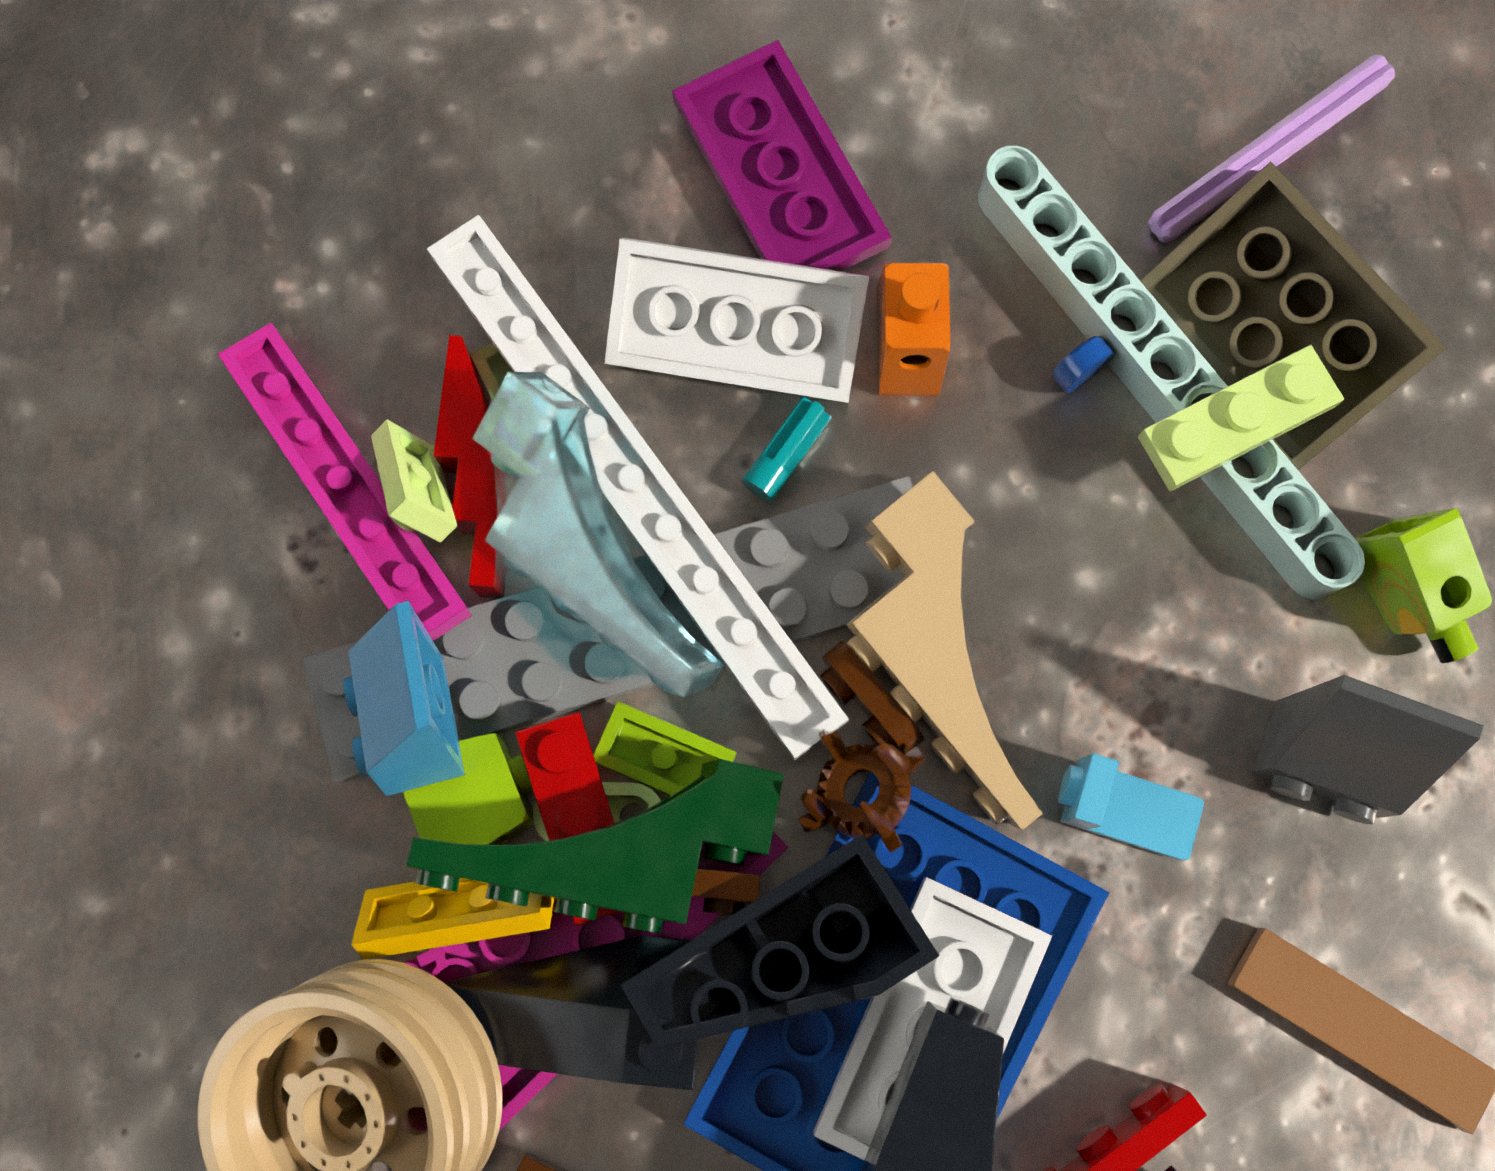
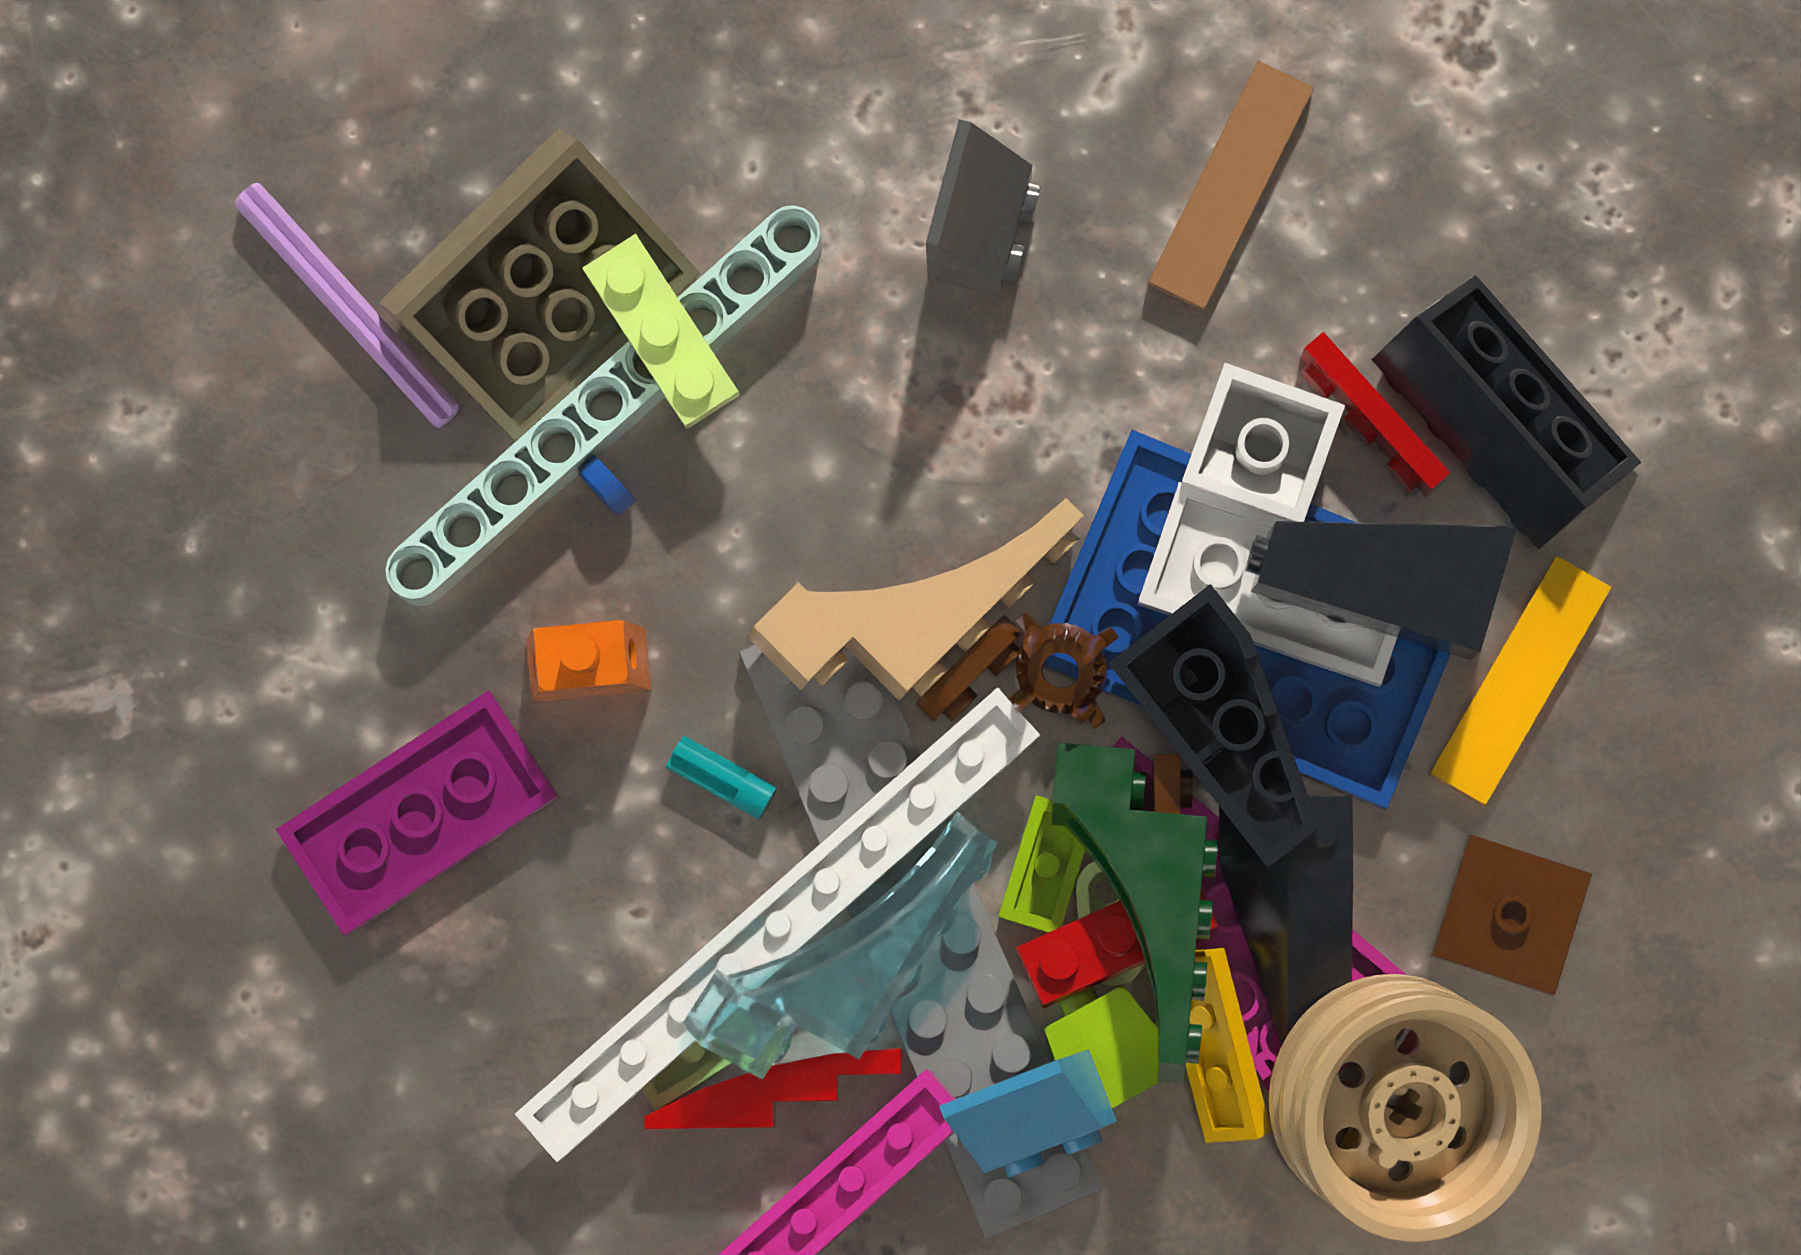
camera: 90 degrees left, 5 degrees up
(412, 482) = (801, 1144): yellowish green plate -> none
(735, 319) = (595, 840): white plate -> none
(1088, 1034) = (1263, 444): none -> white slope
(1129, 808) = (1049, 413): medium azure bracket -> none
(1426, 579) = (800, 147): lime torso -> none

